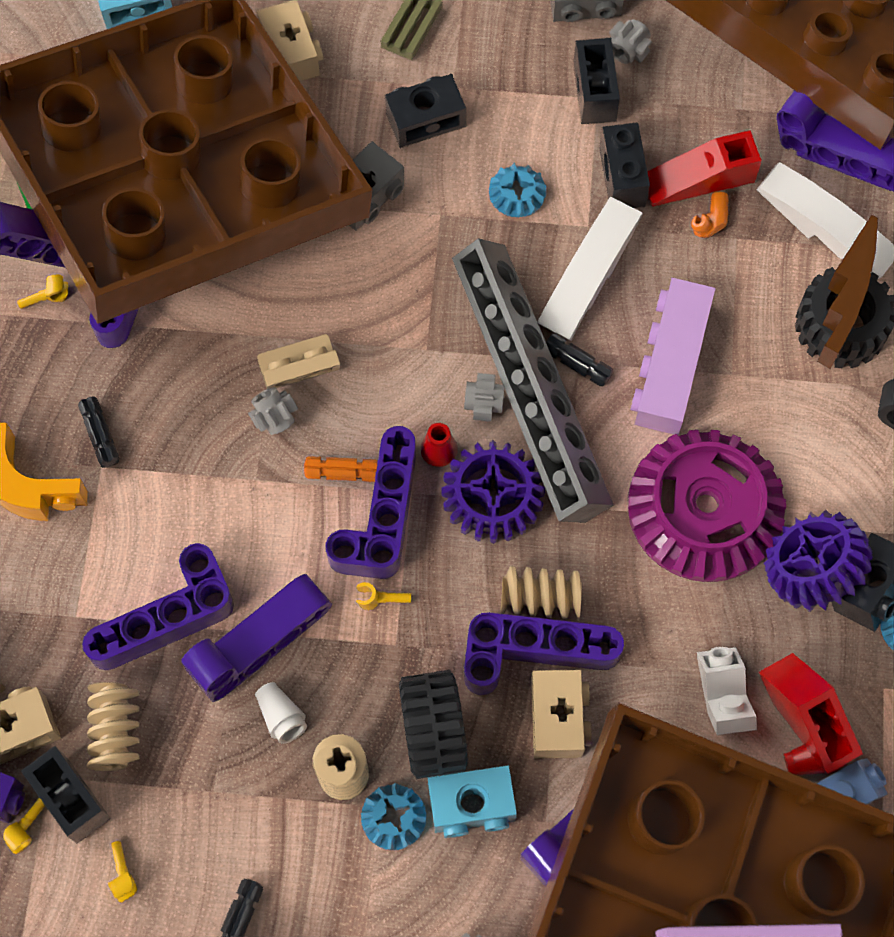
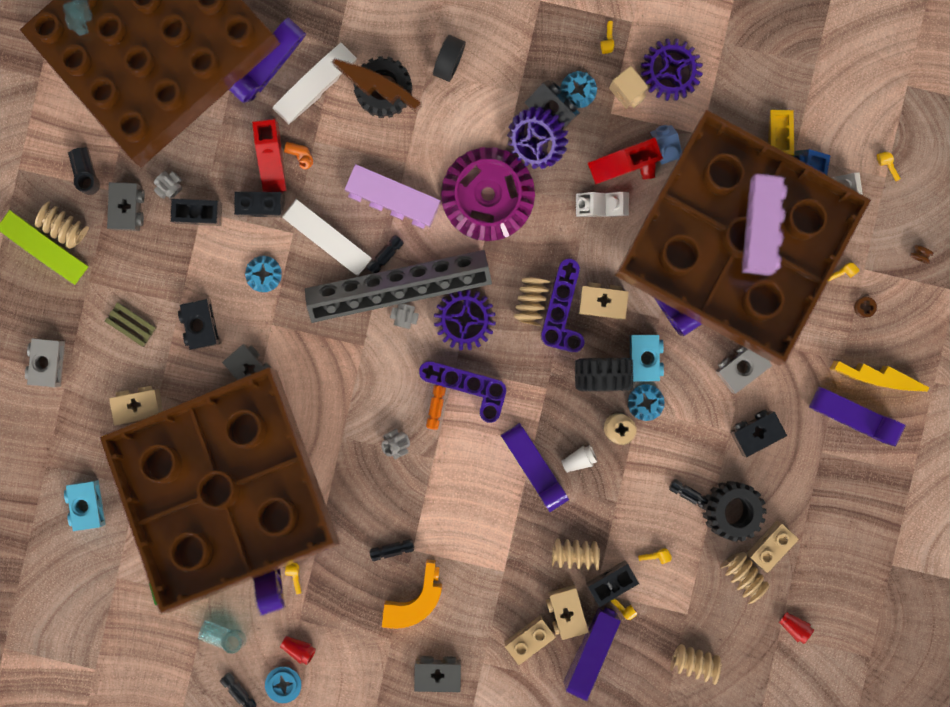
camera: 85 degrees left, 20 degrees up
(157, 614) = (513, 524): dark purple beam -> none
(298, 362) = (366, 425): tan bracket -> none
(380, 597) = (518, 392): yellow hand -> none
(438, 446) = (438, 347): red cone -> none

